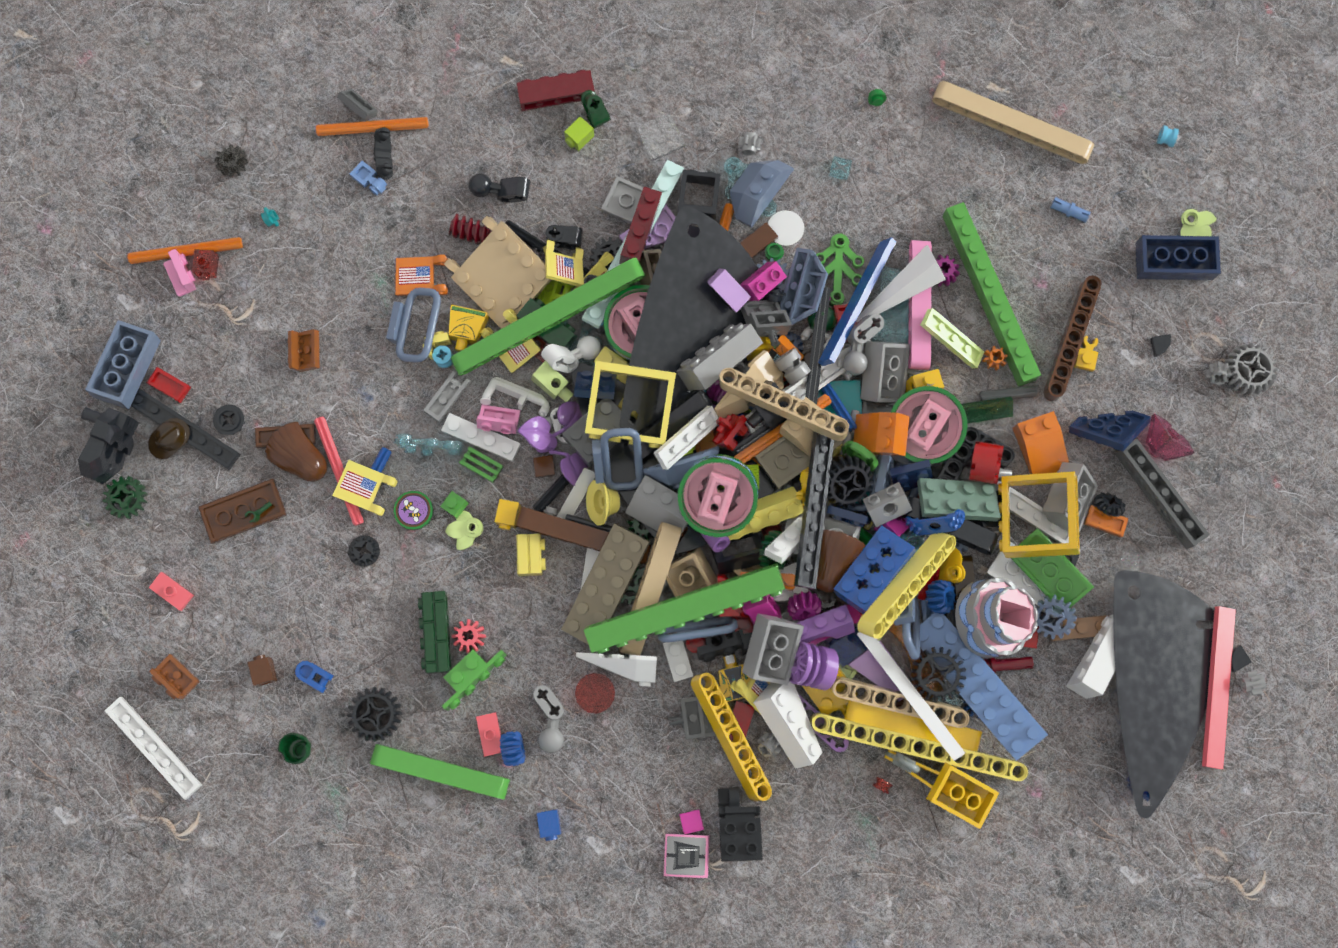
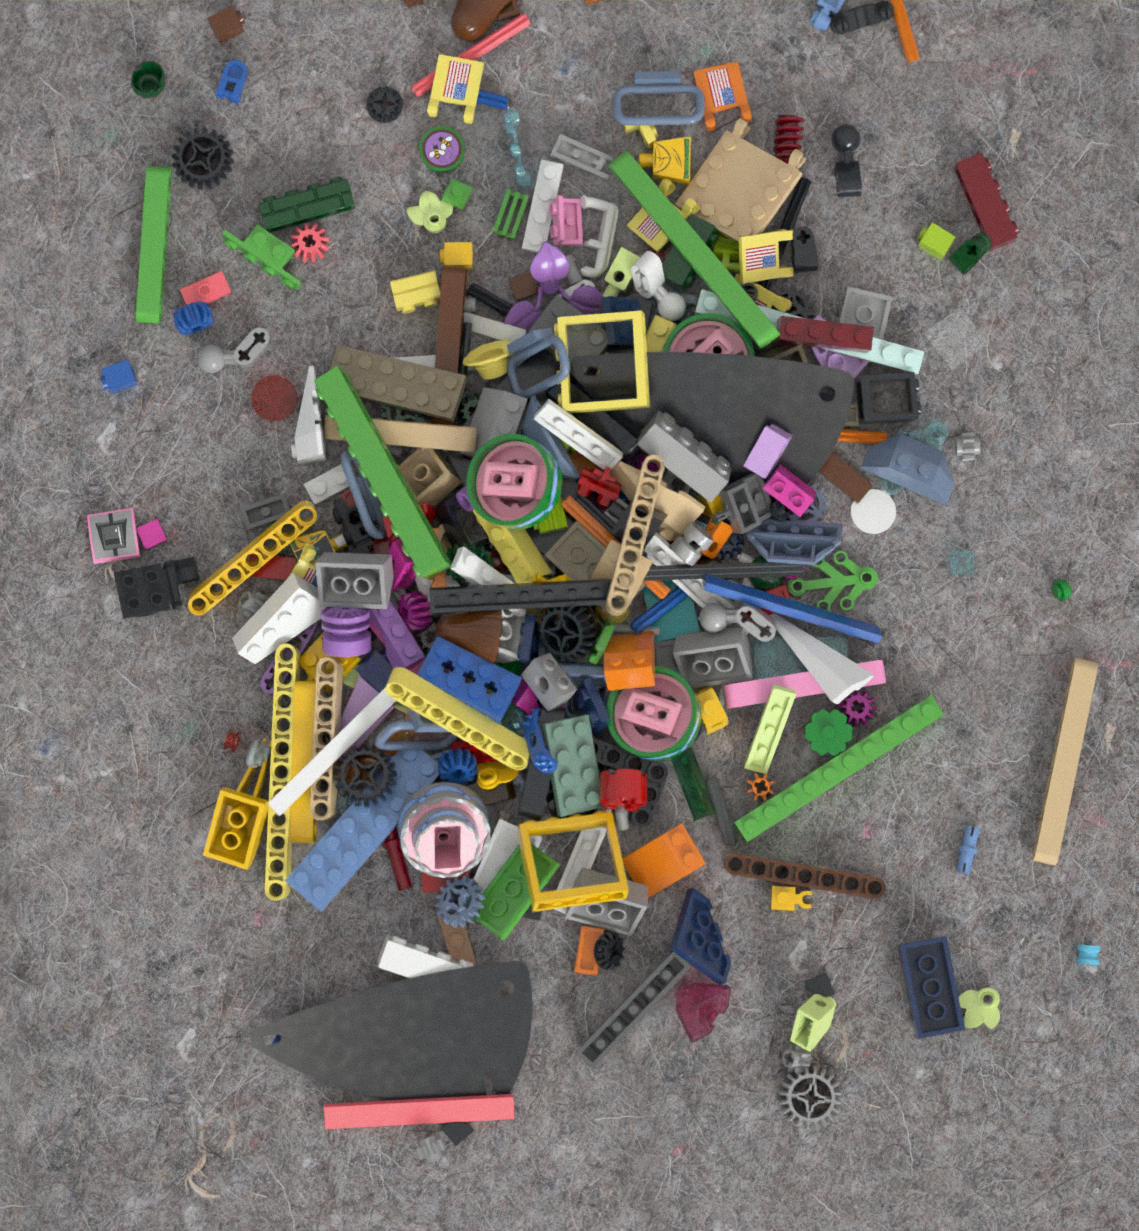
camera: 80 degrees right, 5 degrees up
(444, 361) = (631, 146): medium azure wheel -> none
(774, 251) = (838, 502): green plate -> none
(962, 293) = (828, 732): none -> green plant
(1187, 347) = (815, 1011): none -> yellowish green torso

